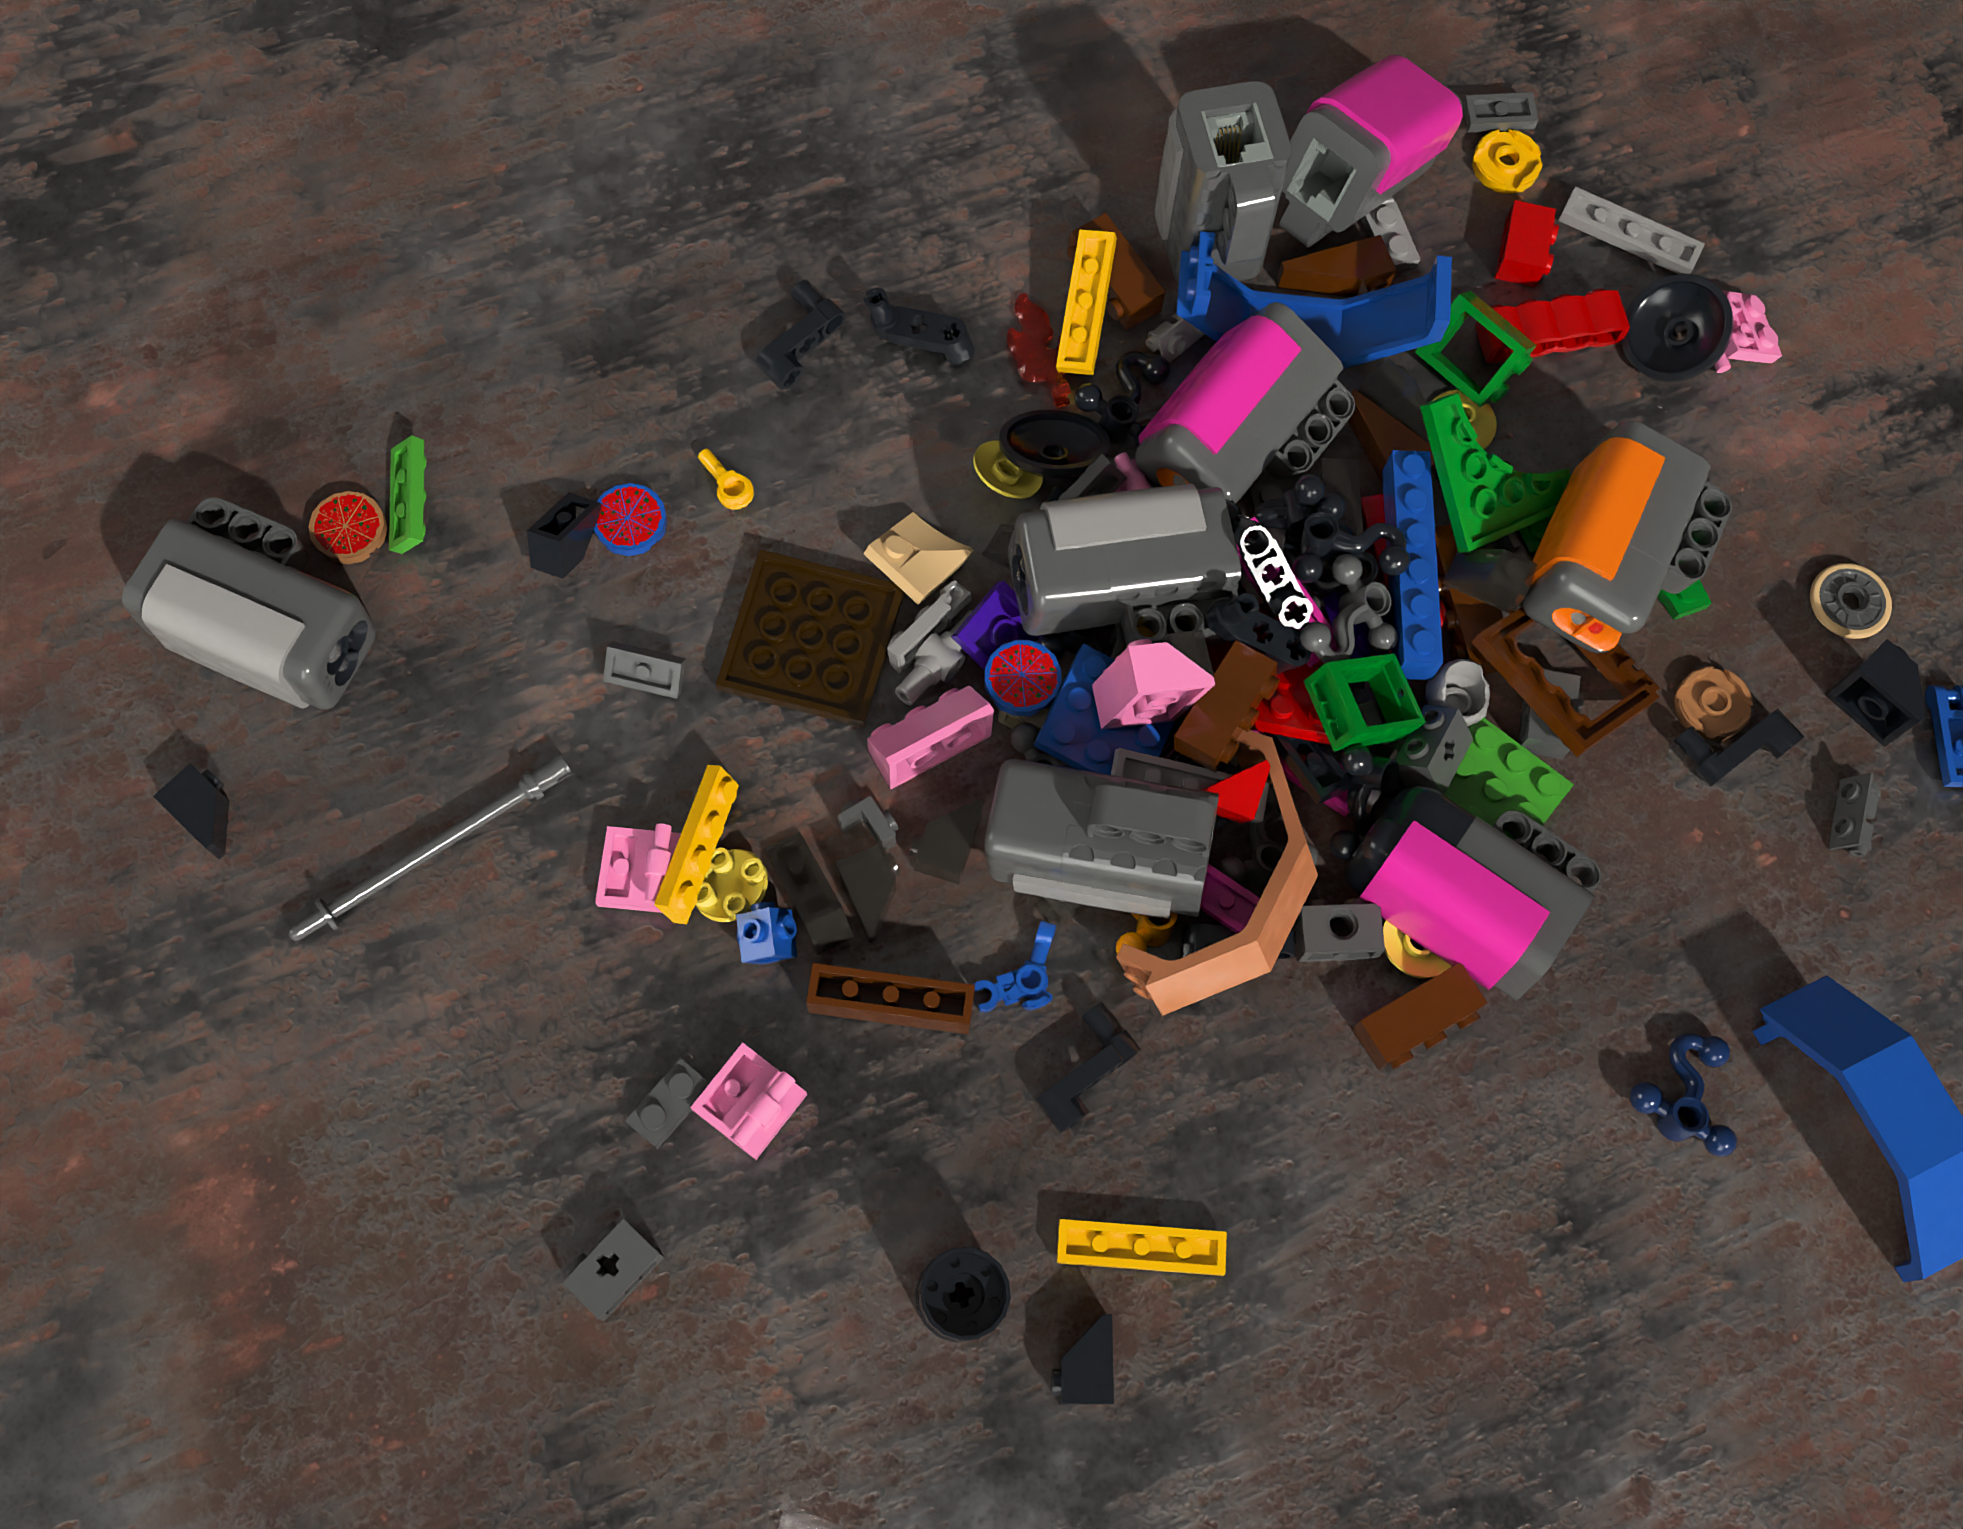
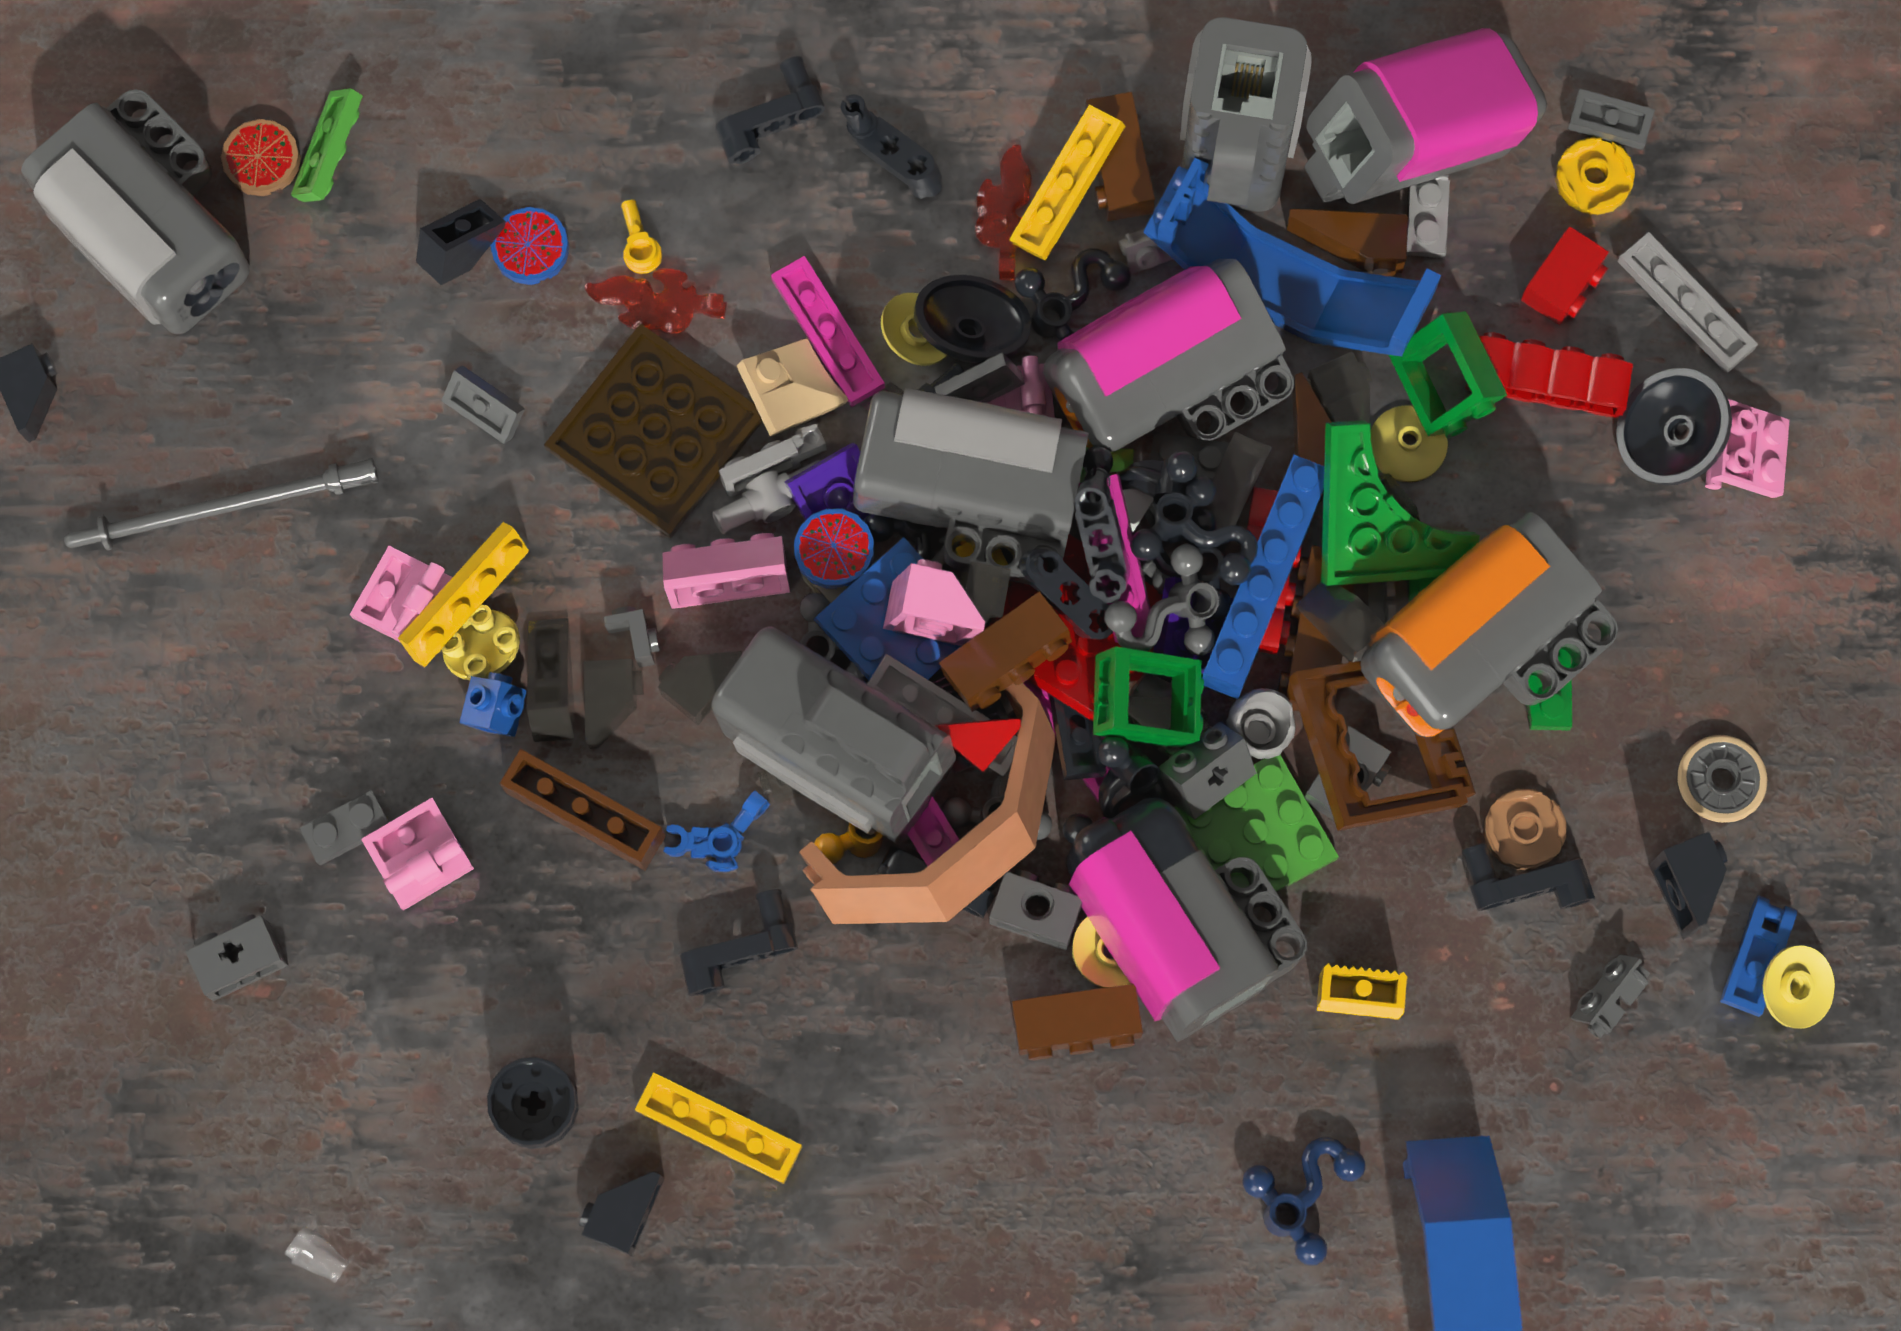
camera: 30 degrees right, 5 degrees up
(778, 531) = (667, 311): none -> clear red piece
(928, 498) = (827, 331): none -> dark pink plate
(1655, 892) = (1361, 992): none -> yellow brick

